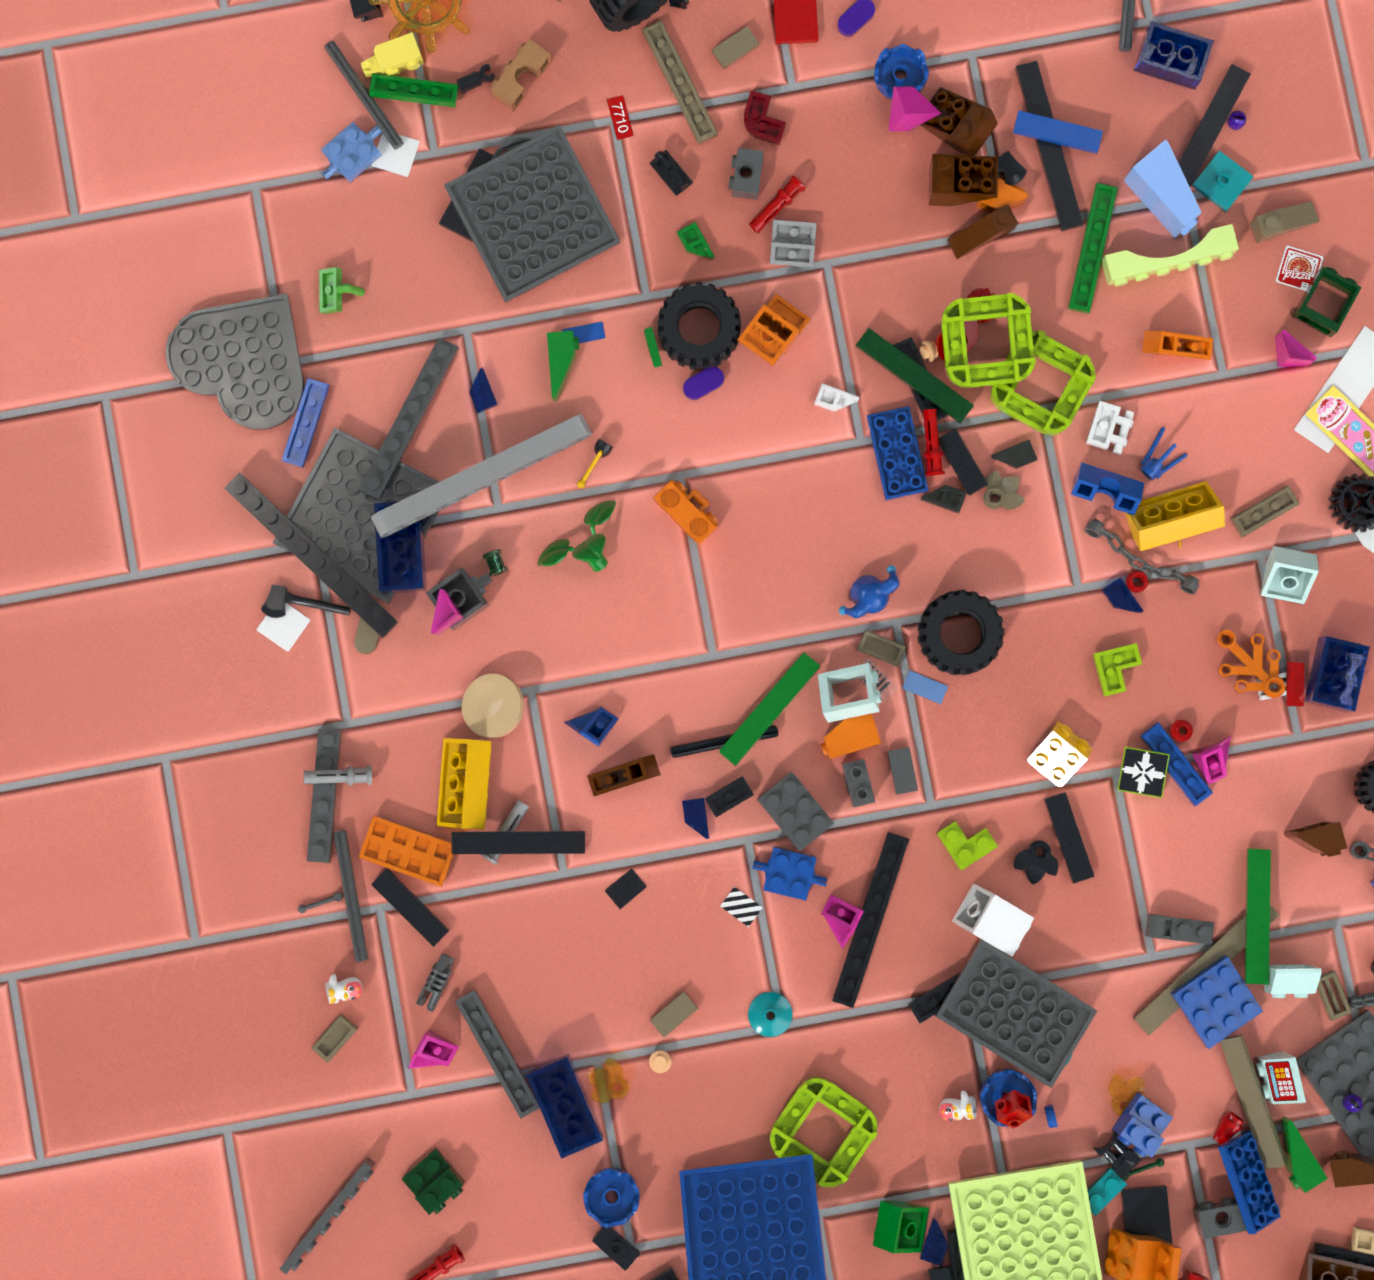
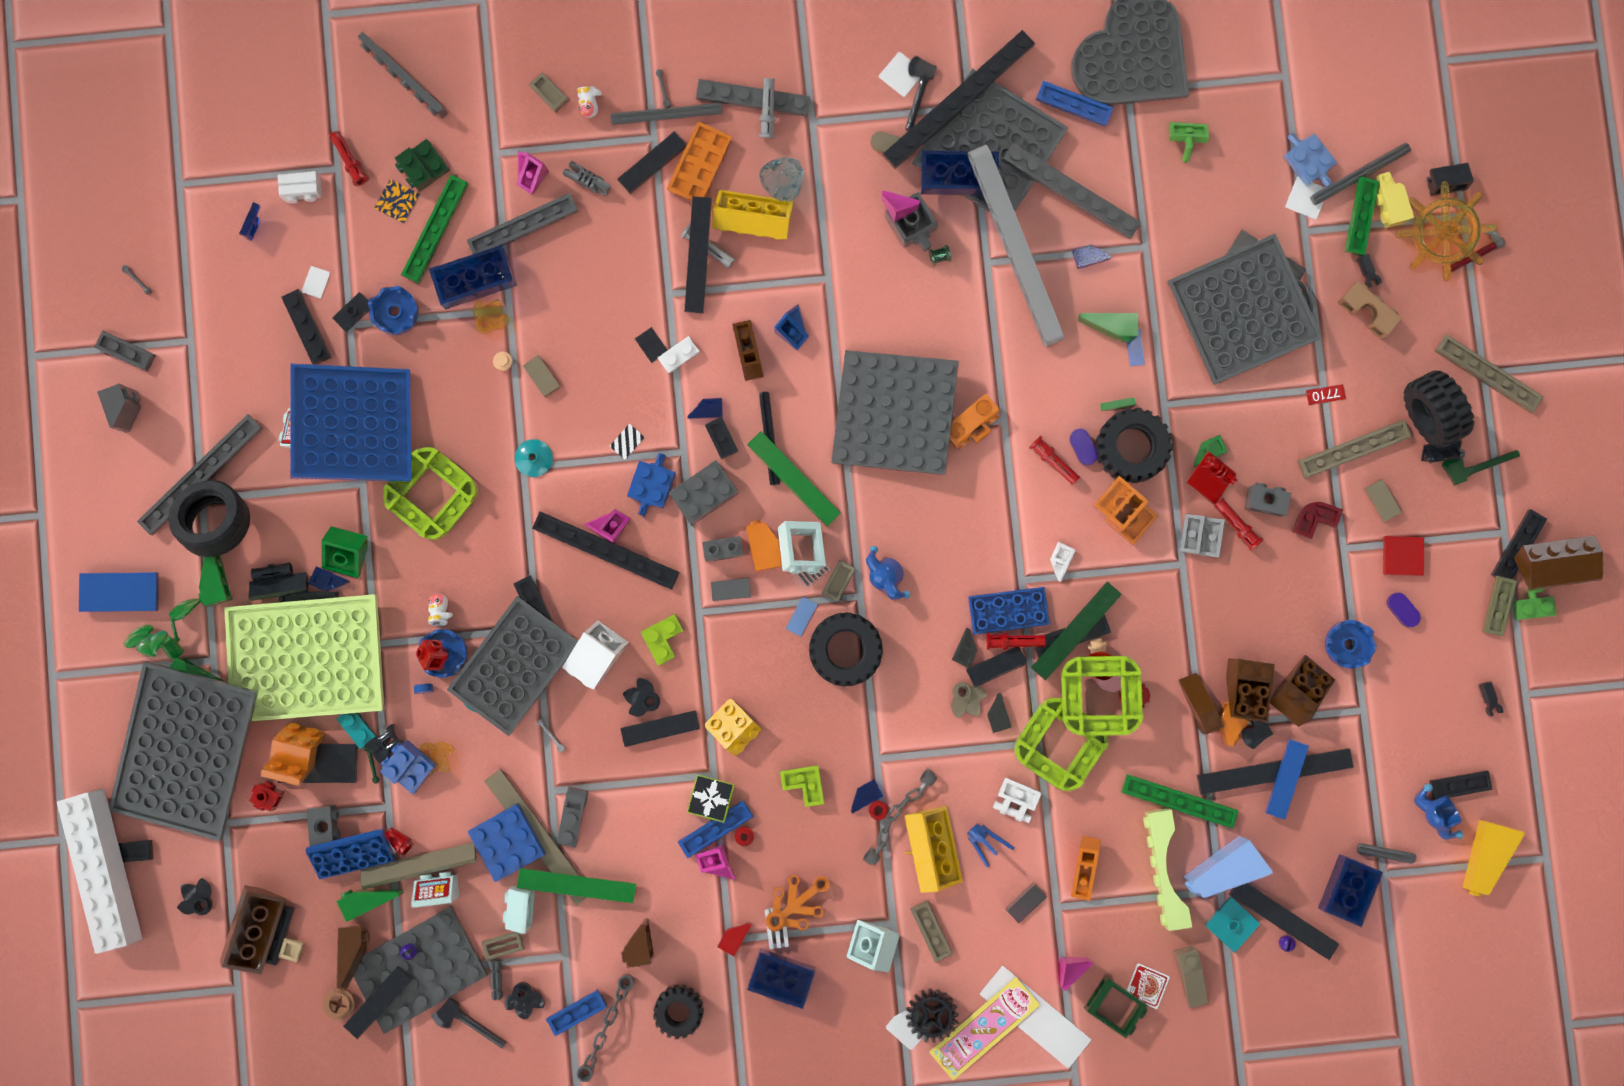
camera: 90 degrees right, 0 degrees up
(419, 751) = (782, 178): none -> clear light blue hair
(478, 1207) = (396, 201): none -> sticker
(492, 705) = (816, 243): tan piece -> none
(509, 1158) = (434, 229): none -> green tile
(588, 550) = (944, 334): green plant -> none
(601, 449) = (1031, 354): hinge -> none
(635, 855) = (678, 355): none -> white plate
(670, 172) = (1273, 434): black hinge -> none
(683, 599) = (895, 412): none -> dark grey plate
(717, 424) = (1049, 451): none -> red pin
(726, 236) = (1212, 477): none -> red hinge
(909, 109) = (1316, 648): dark pink slope -> none
(1102, 950) = (560, 747): none -> light grey hinge
(1123, 490) = (960, 805): blue arch -> none
(1222, 409) = (1026, 902): none -> dark grey slope
(1295, 684) = (776, 941): red sticker -> none
(1296, 732) = (733, 938): none -> red tile

